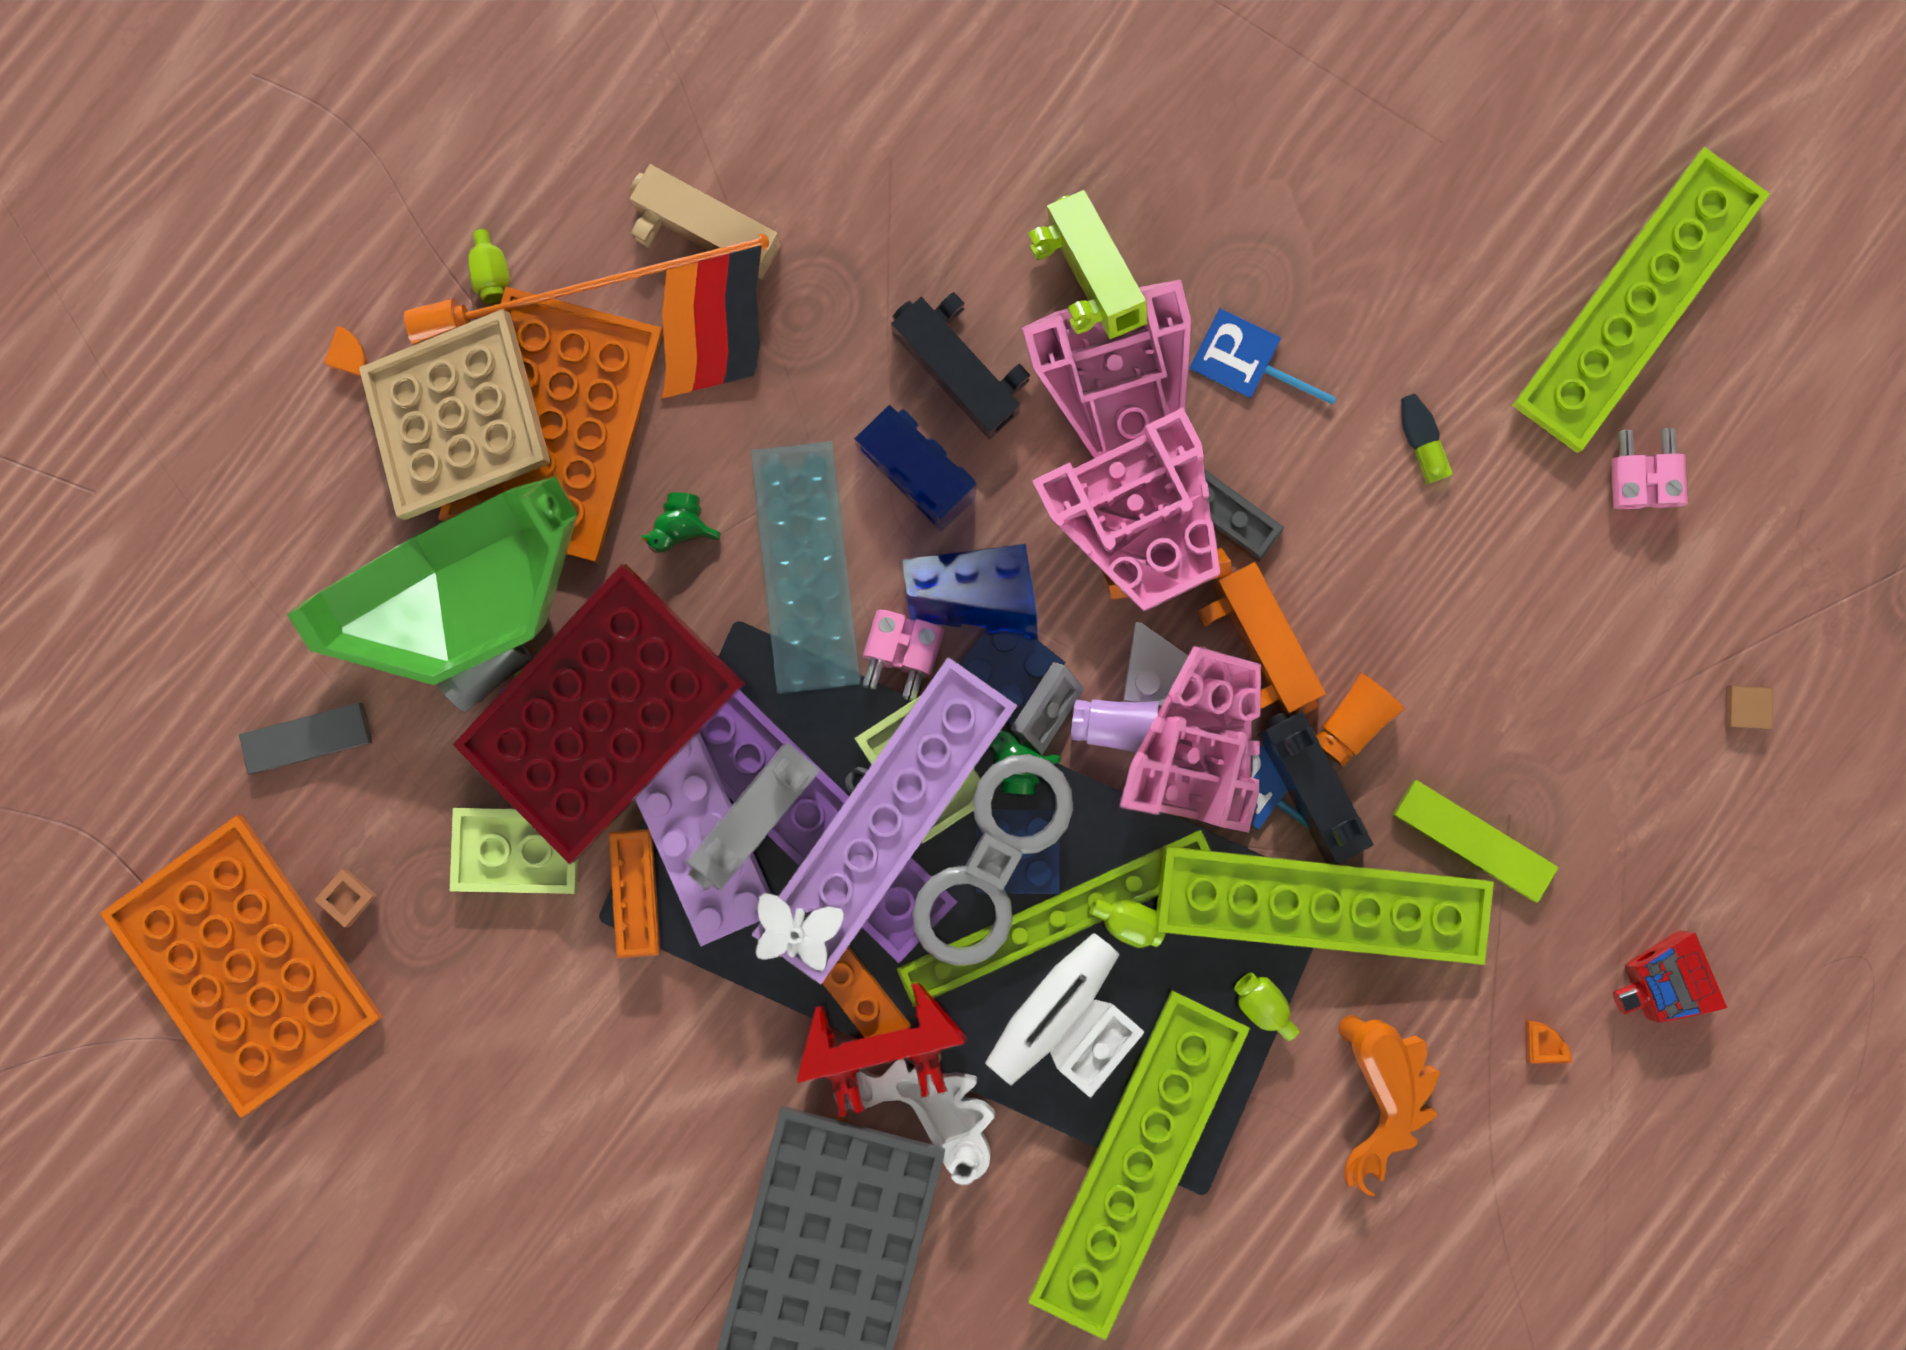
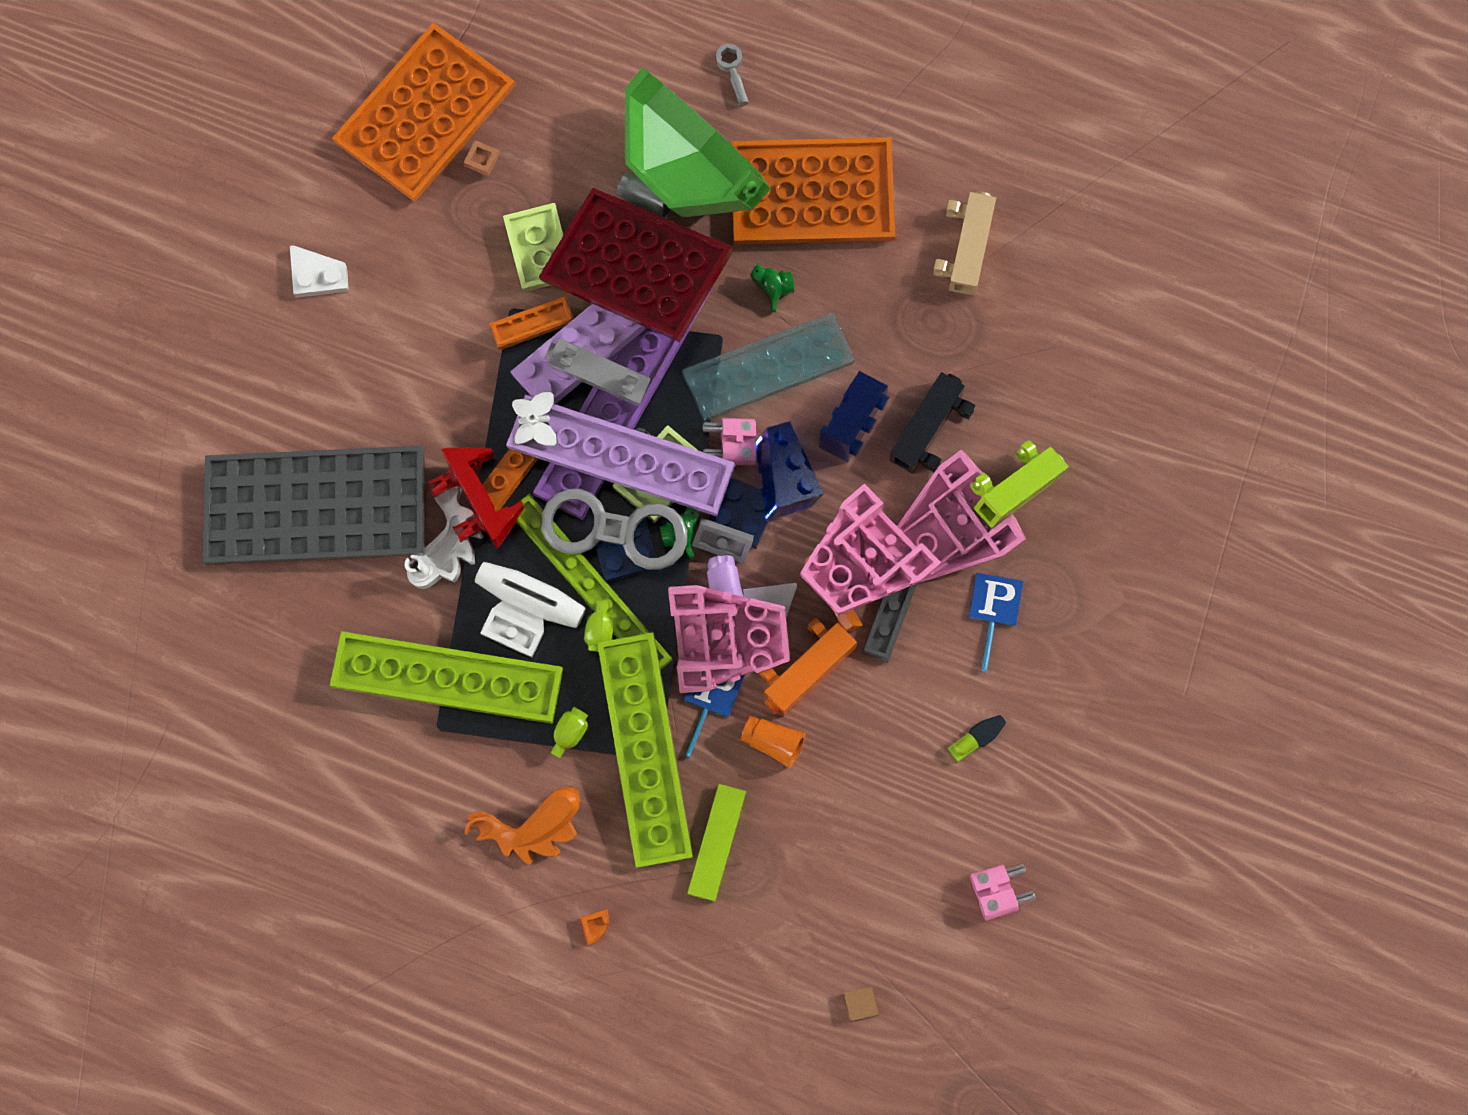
camera: 75 degrees right, 10 degrees down
(305, 738) = (573, 107): dark grey tile -> none
(337, 485) = (735, 78): none -> light grey piece
(345, 352) = (820, 59): orange tile -> none
(452, 1195) = (316, 274): none -> white wing
(454, 415) = (799, 130): tan plate -> none
(487, 268) = (900, 124): lime plant -> none
(706, 315) = (915, 258): flag -> none
(1314, 787) = (721, 724): black brick -> none
(1640, 300) = (1119, 855): lime plate -> none
(1670, 981) = (659, 994): torso -> none

